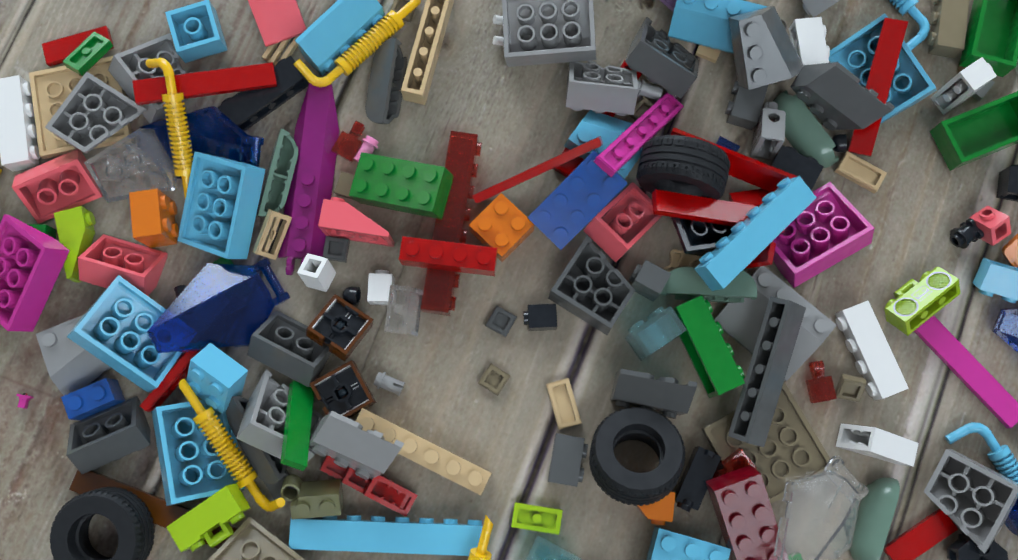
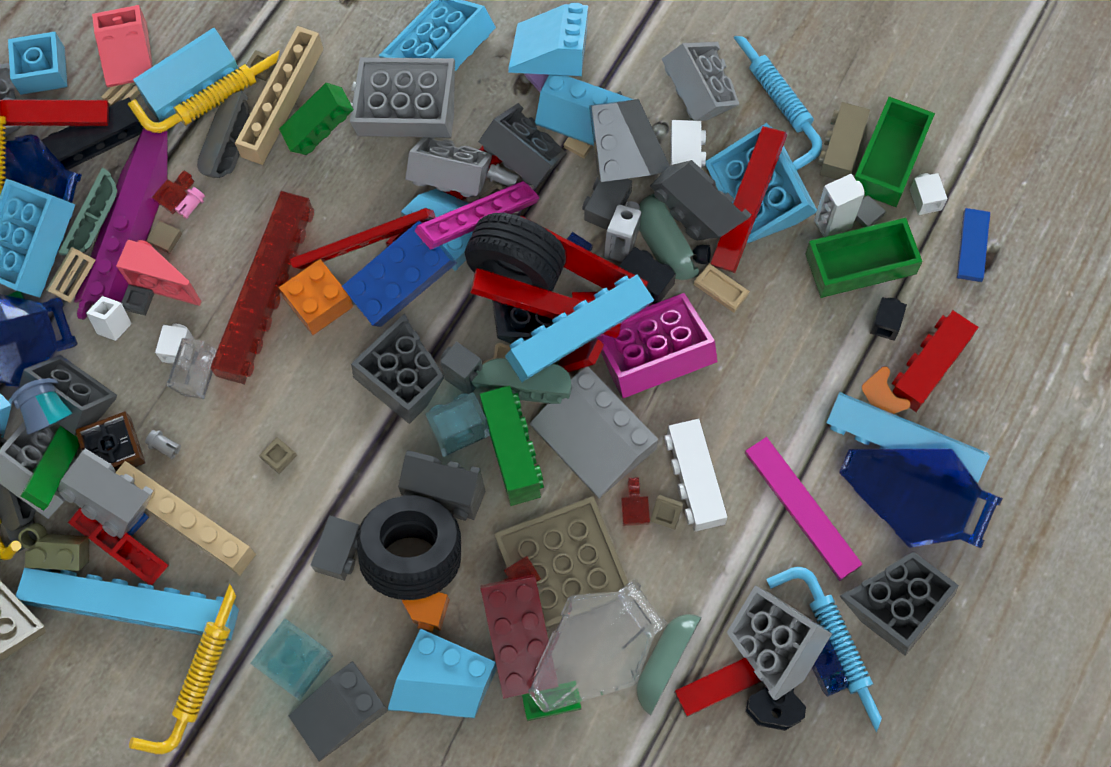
camera: 10 degrees right, 10 degrees down
(276, 370) = (40, 405): none -> sand blue hat
(339, 327) = (120, 377): piece -> none
(352, 295) = (143, 348): black hinge -> none
(401, 185) = (216, 239): green piece -> none
(448, 256) = (248, 314): red brick -> none
(471, 57) = (316, 119): none -> green brick
(501, 321) = (298, 396): dark grey tile -> none
(537, 518) = (293, 606): lime plate -> none
(541, 317) = (340, 395): black brick -> none
(563, 404) = (348, 490): tan tile -> none
(622, 222) = (447, 308): coral slope -> none
(692, 483) = (467, 597): black brick -> none
(767, 371) = (567, 475): dark grey brick -> none
(877, 444) = (685, 575): white slope -> none
(921, 300) = (761, 427): lime piece -> none
(965, 234) = (824, 365): black brick -> none
(993, 224) = (851, 357): coral brick -> none

